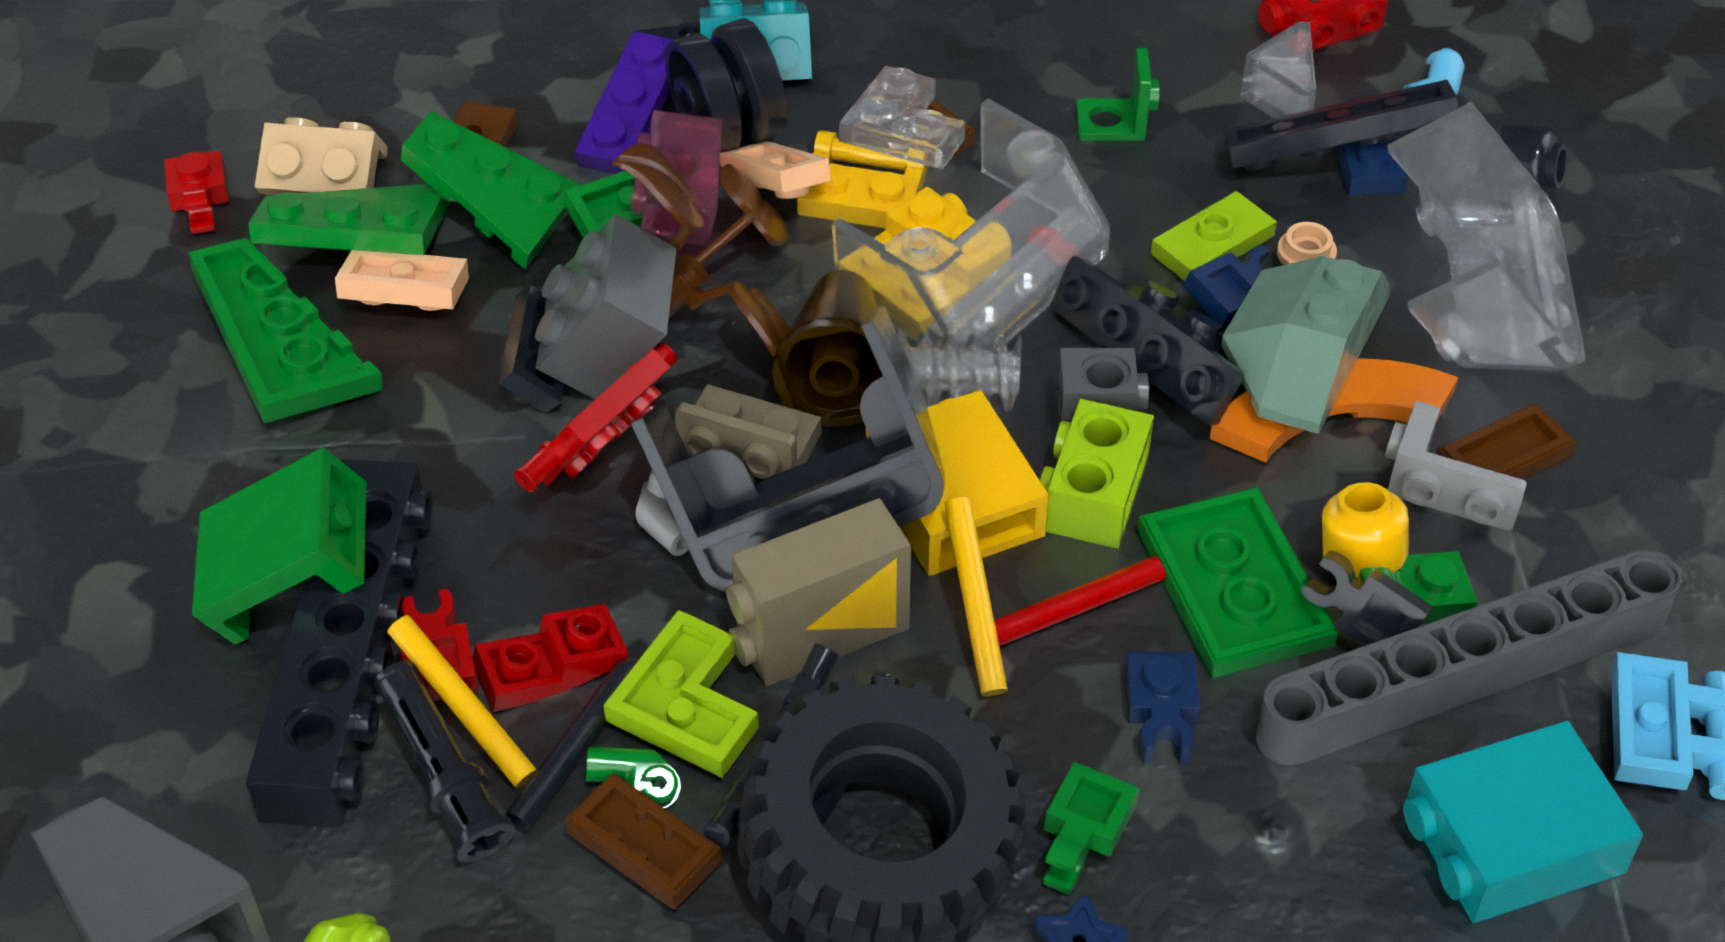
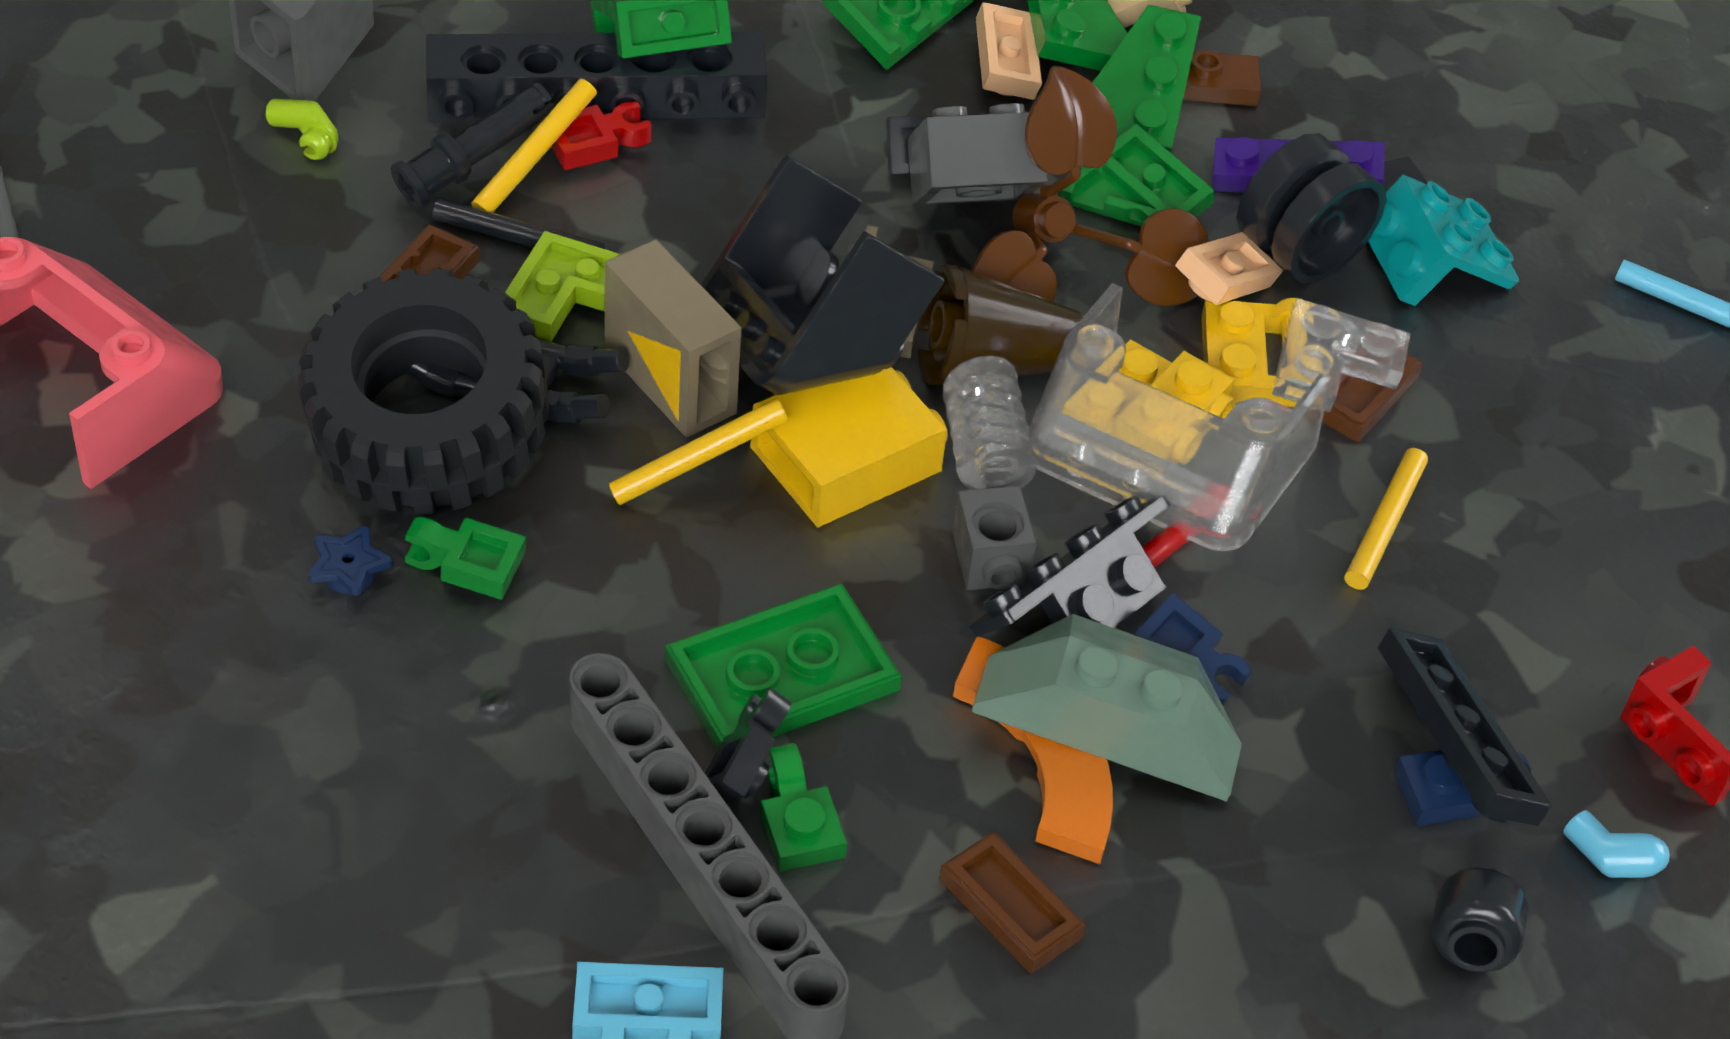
camera: 75 degrees right, 0 degrees up
(564, 654) = (601, 204): red slope -> none
(598, 423) = (875, 183): red plate -> none
(638, 767) = (497, 260): green arm -> none
(694, 149) = (1196, 170): clear pink brick -> none
(1079, 599) = (728, 542): red bar -> none
(1084, 142) = (1386, 519): none -> yellow bar
(1096, 472) = (883, 543): lime brick -> none
(1131, 111) = (1452, 548): green bracket -> none
(1164, 698) = (628, 613): dark blue plate -> none
(1222, 228) = (1270, 640): lime plate -> none
(1281, 73) = (1556, 690): clear slope -> none
(1305, 242) = (1271, 705): light nougat plate -> none
(1367, 527) = (836, 744): yellow head -> none
(1445, 482) = (961, 801): light grey bracket -> none
(1505, 249) = (1287, 916): clear windscreen -> none
(1520, 821) = (503, 879): teal brick -> none

